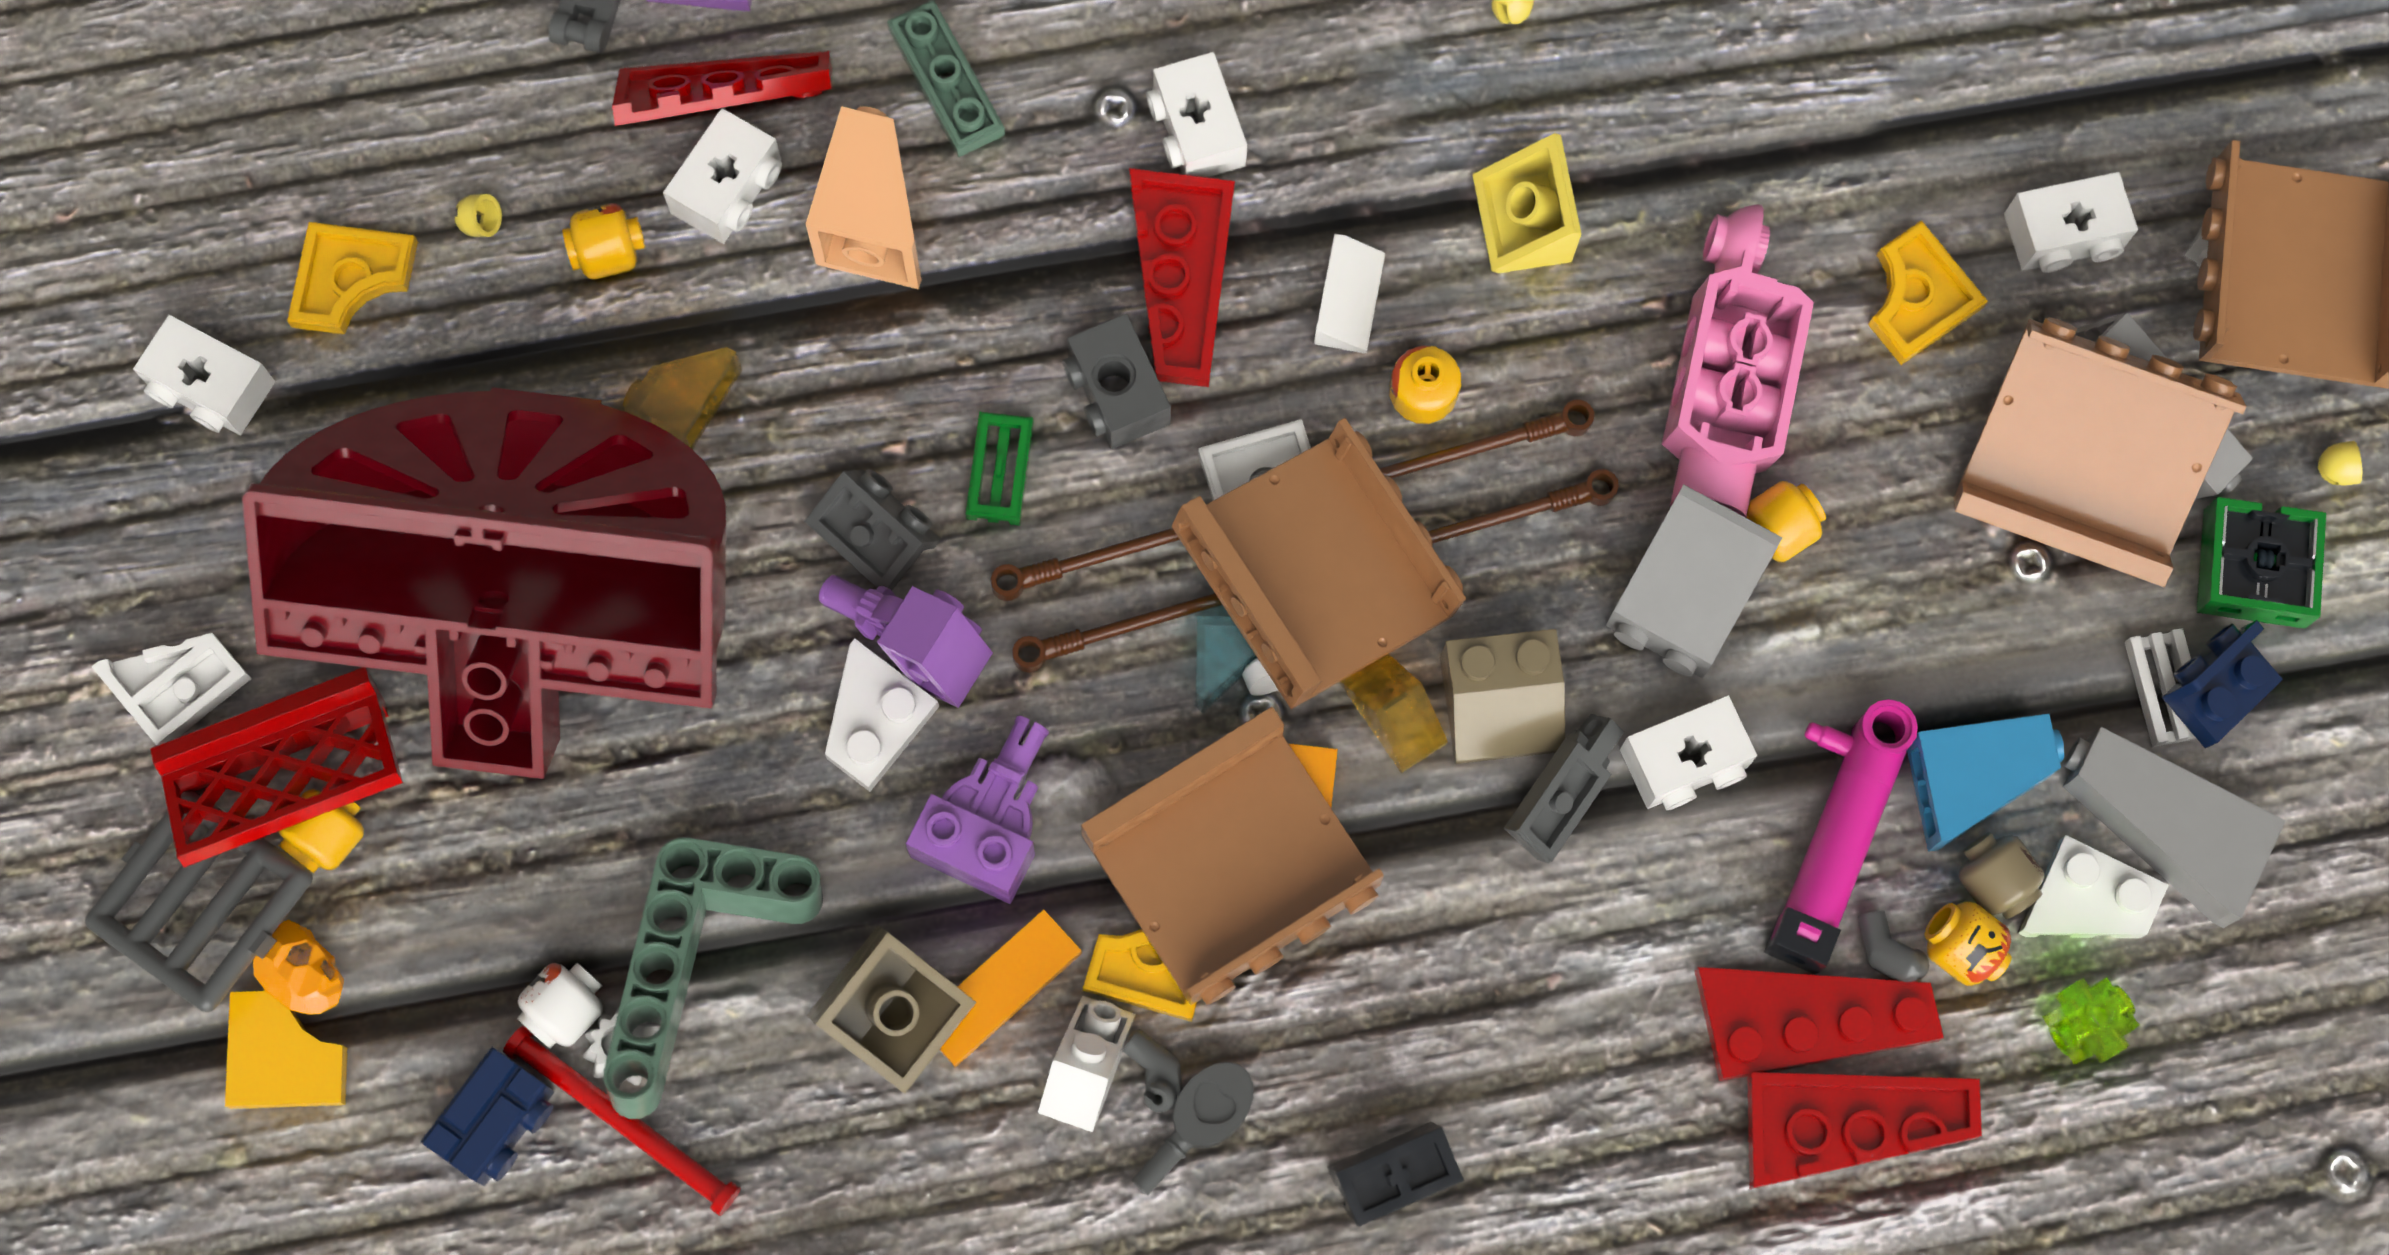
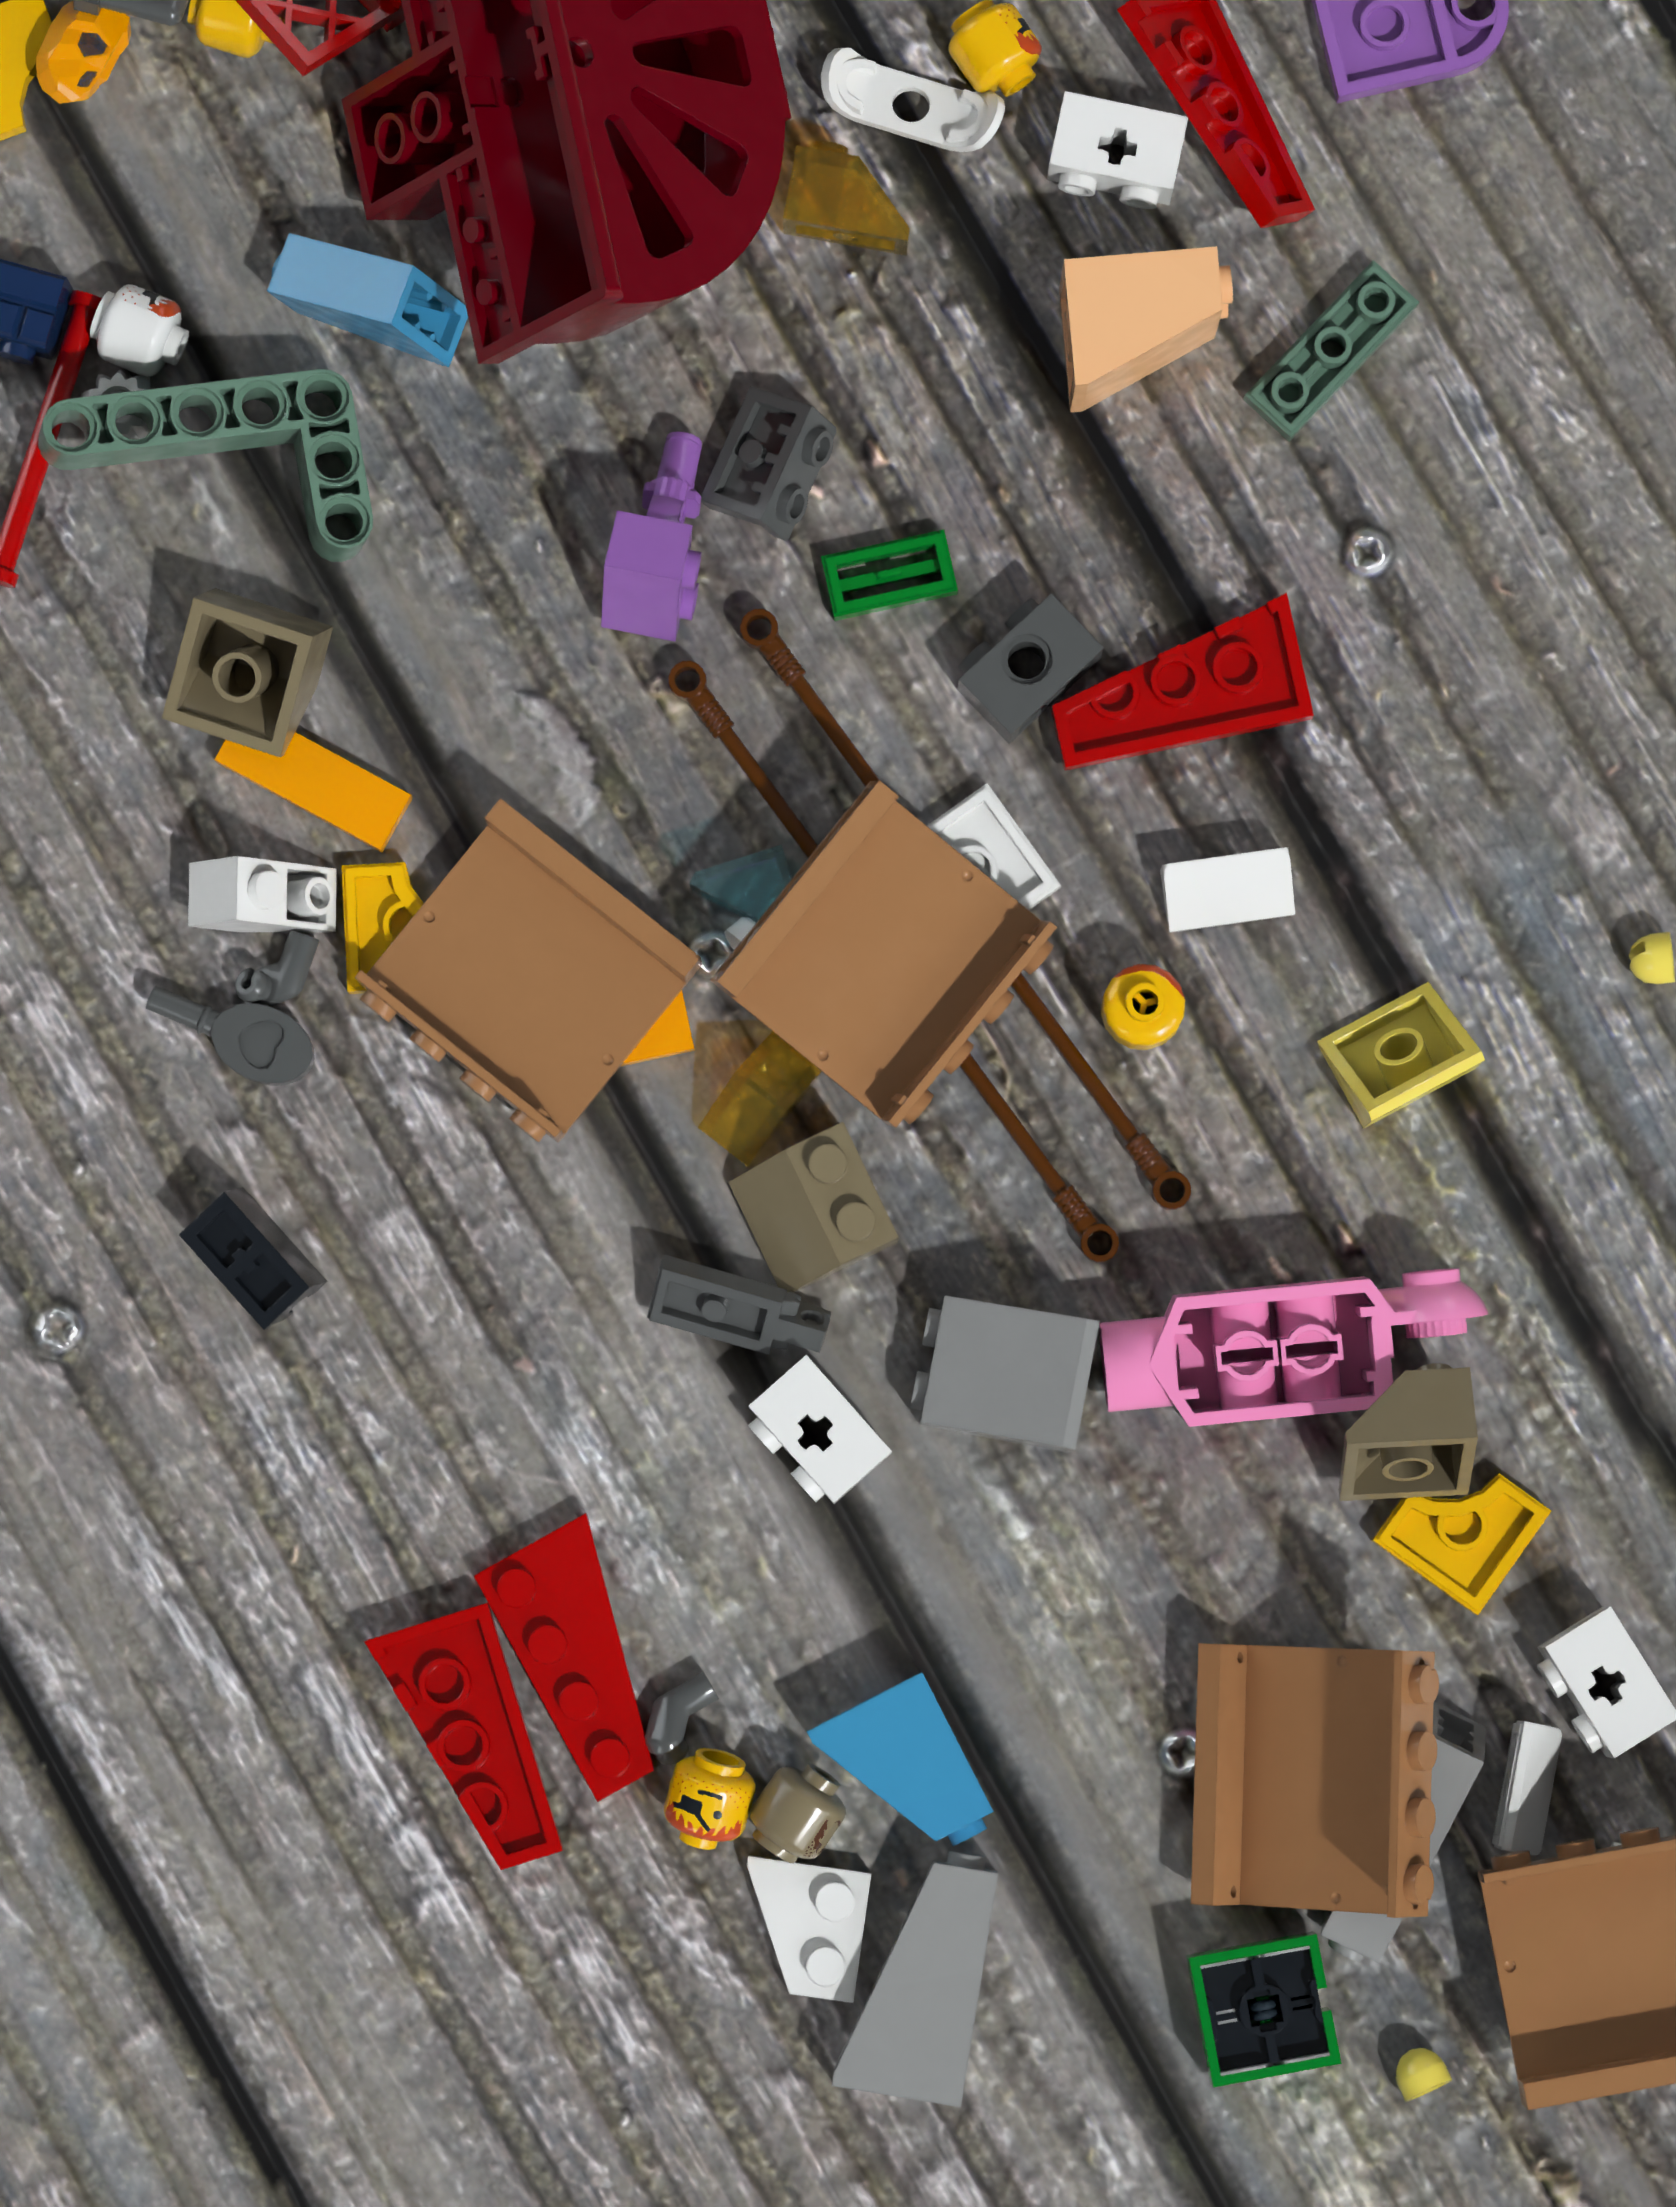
camera: 75 degrees right, 10 degrees up
(608, 801) = (369, 297): none -> dark azure slope
(647, 294) = (866, 91): none -> white piece
(874, 716) = (558, 540): white wing -> none
(981, 828) = (472, 696): medium lavender brick -> none
(1198, 90) = (1358, 680): white brick -> none
(1790, 514) = (1122, 1455): yellow head -> none
(1810, 920) = (783, 1624): dark pink piece -> none
(1847, 283) = (1413, 1438): none -> dark tan slope
(2078, 1033) = (681, 1932): clear neon green brick -> none
(2108, 300) = (1527, 1787): none -> white slope
(2180, 655) = (1133, 1918): white tile -> none
(2223, 685) = (1102, 2003): dark blue bracket -> none

